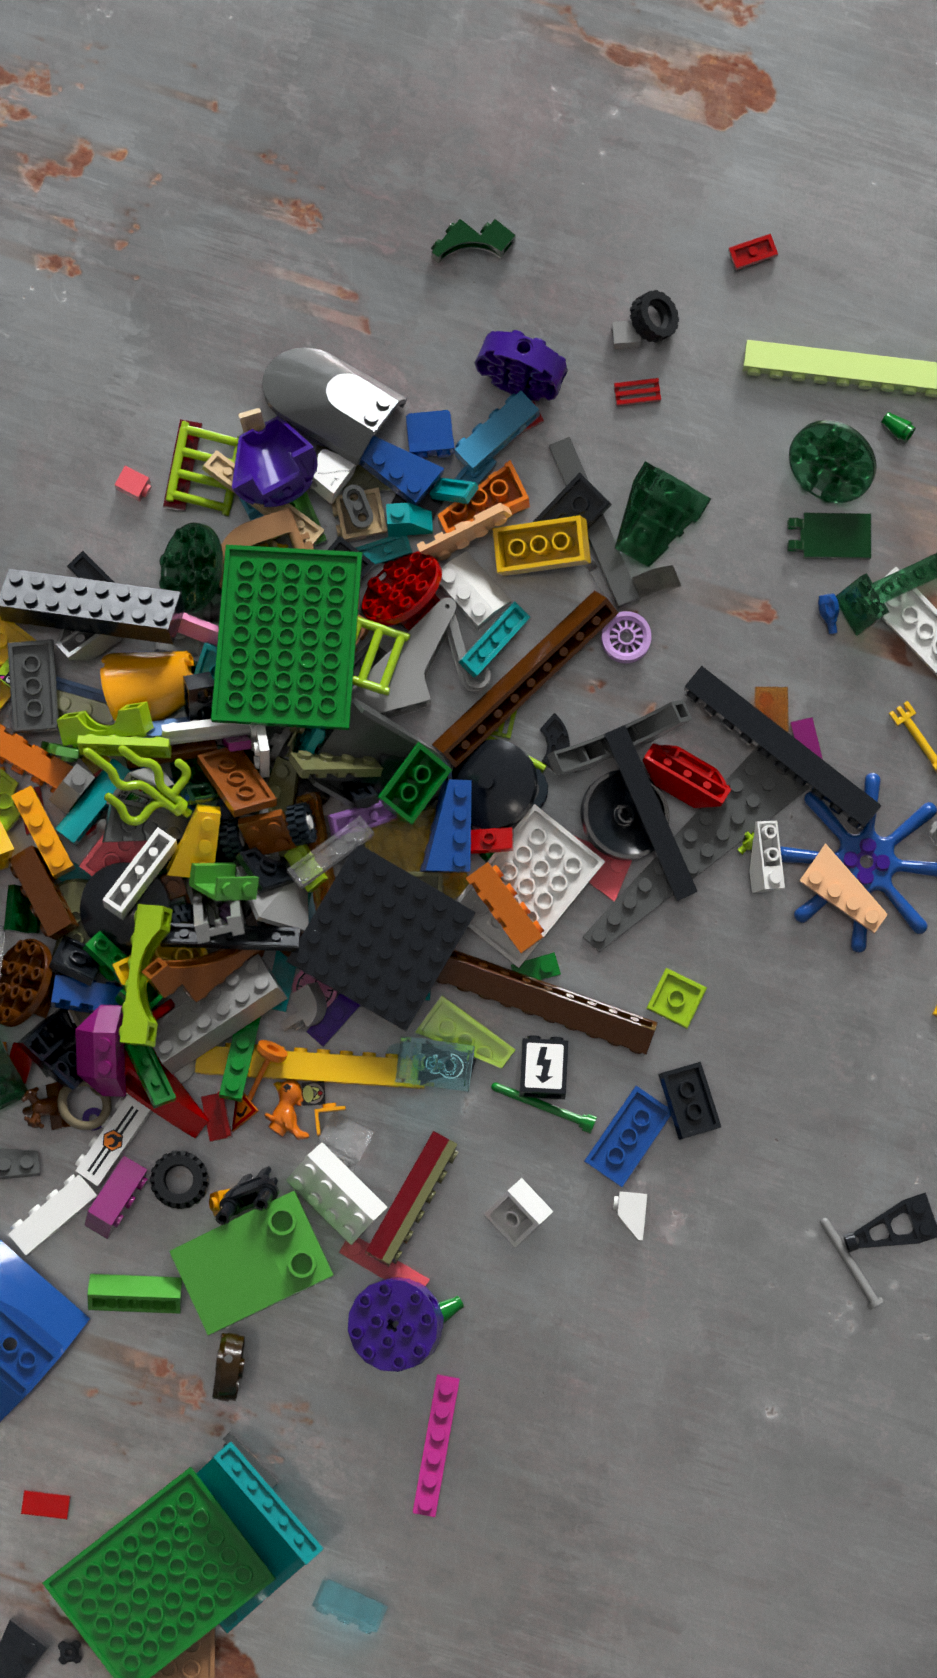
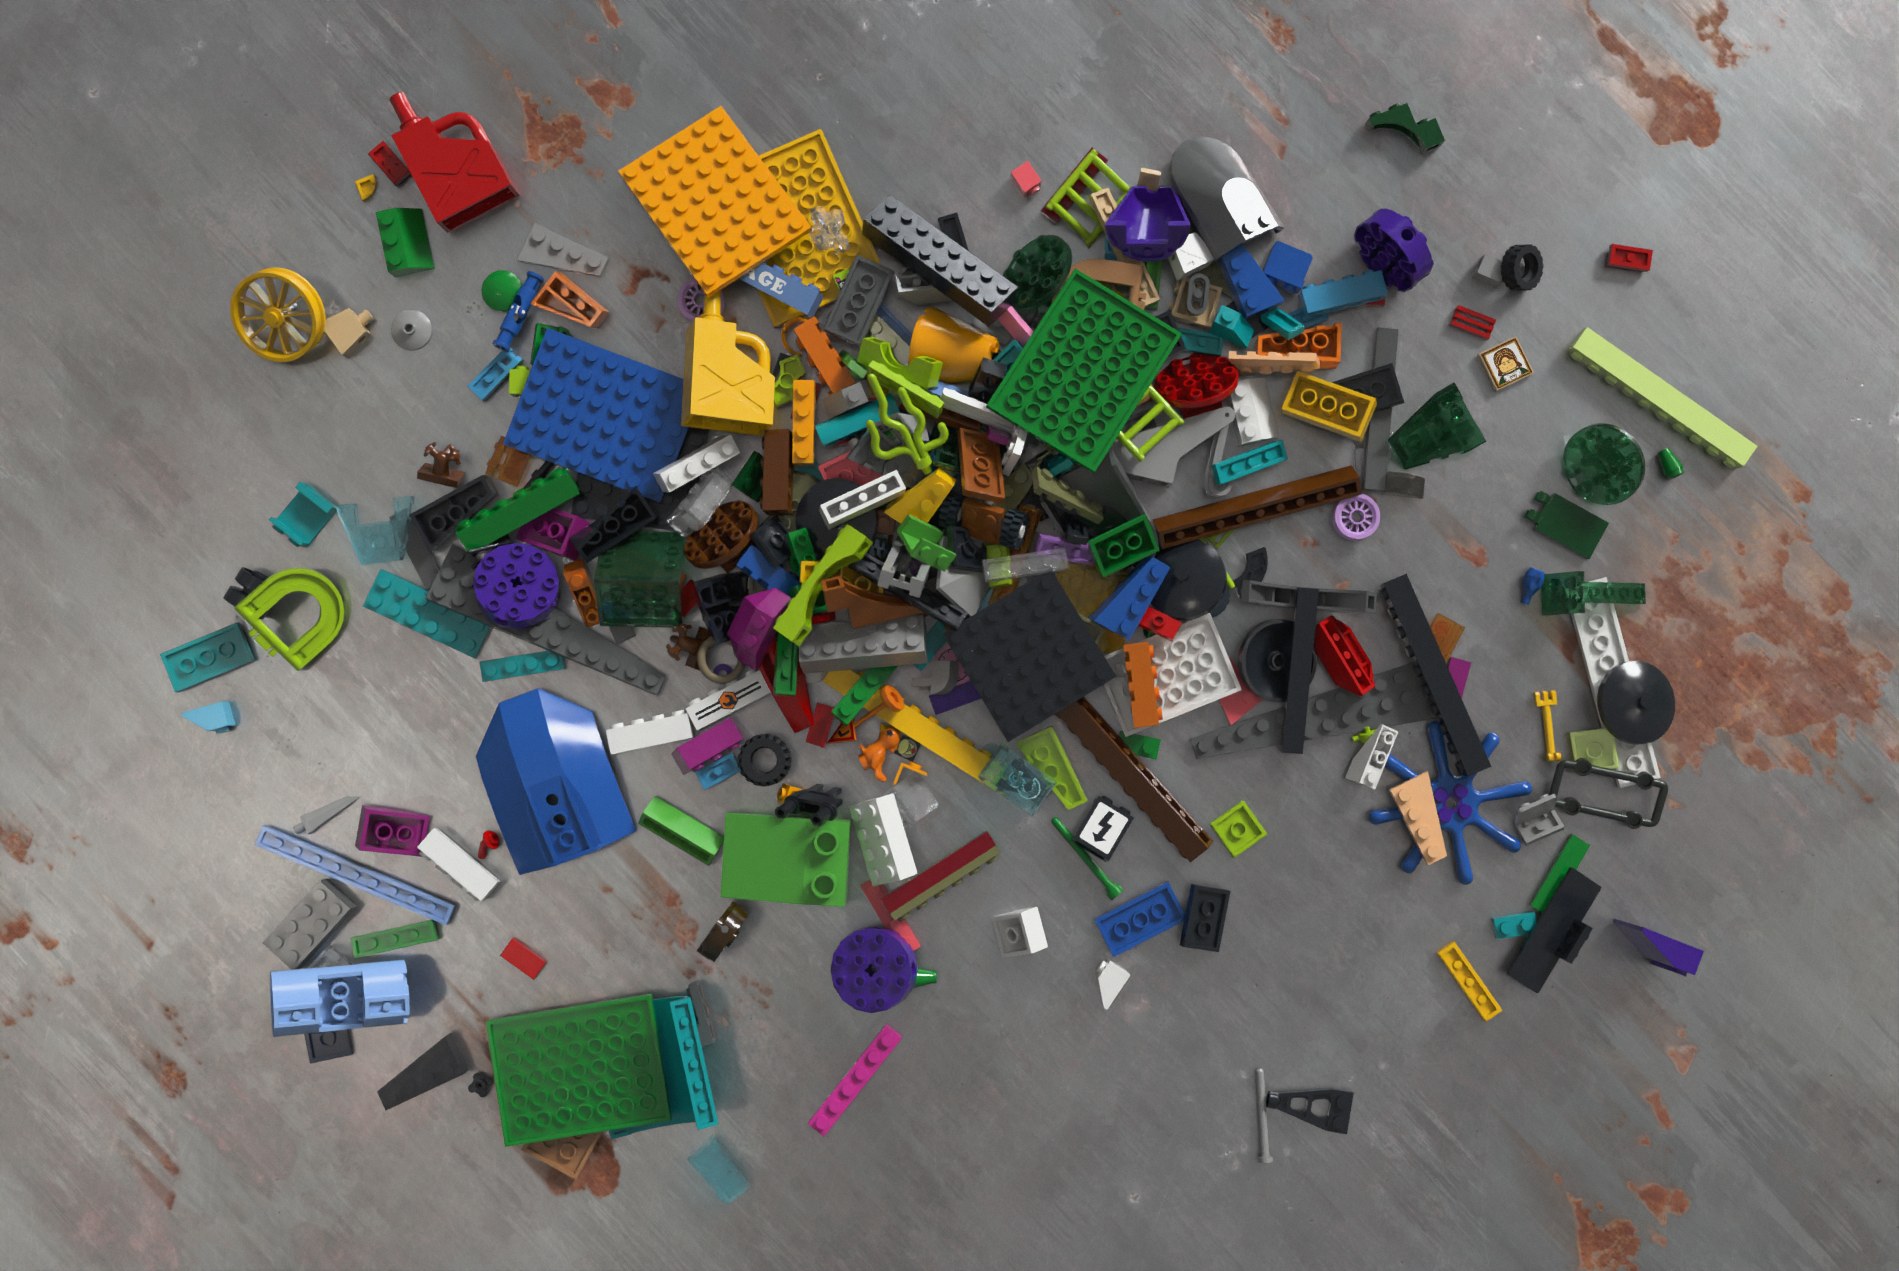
camera: 30 degrees right, 5 degrees up
(139, 1215) = (718, 771): none -> dark azure plate
(690, 414) = (1505, 363): none -> tile

